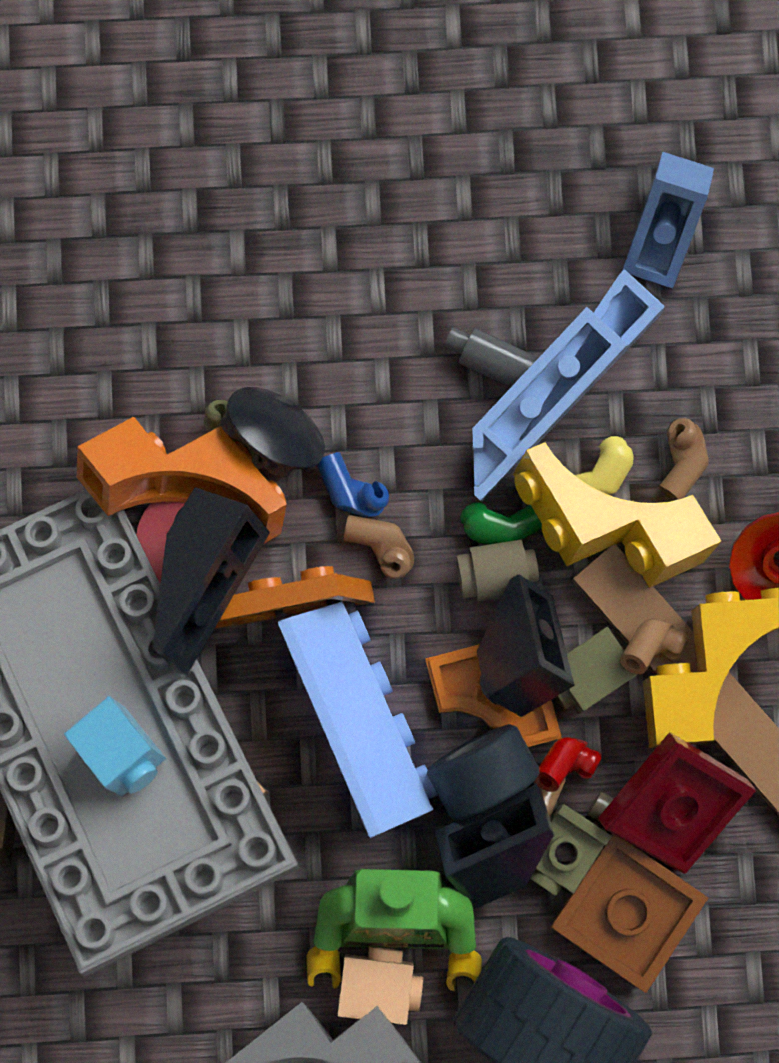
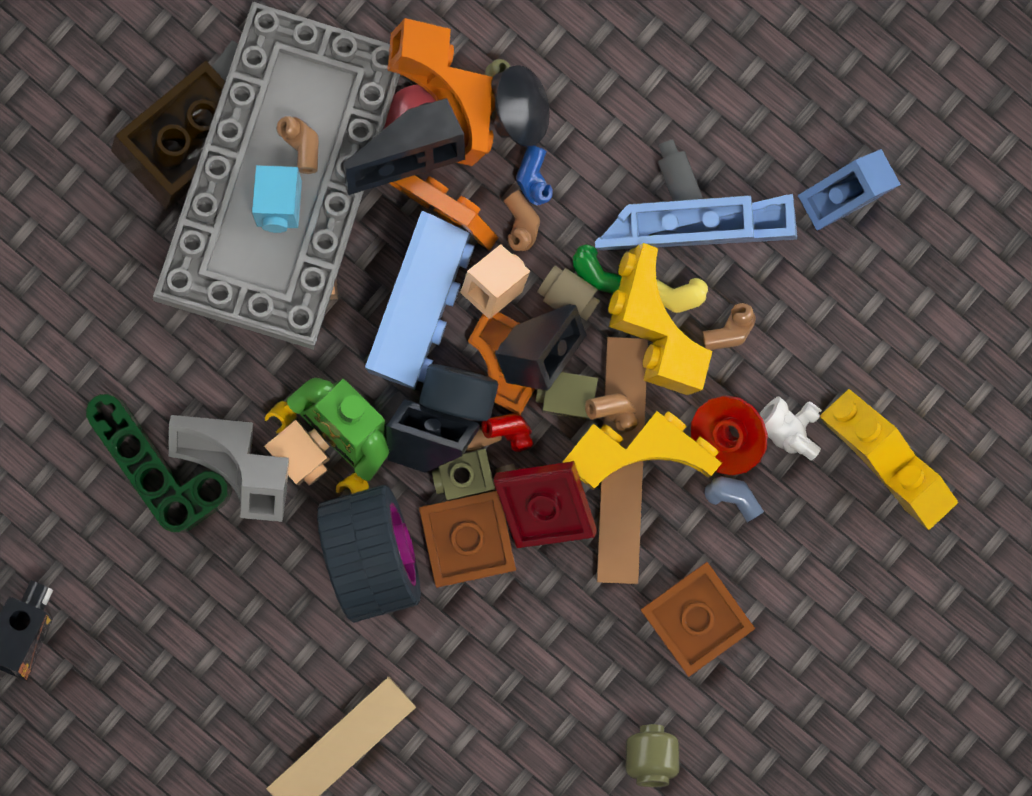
camera: 45 degrees right, 5 degrees up
(87, 663) = (303, 140): none -> medium nougat arm
(413, 626) = (495, 281): none -> light nougat brick

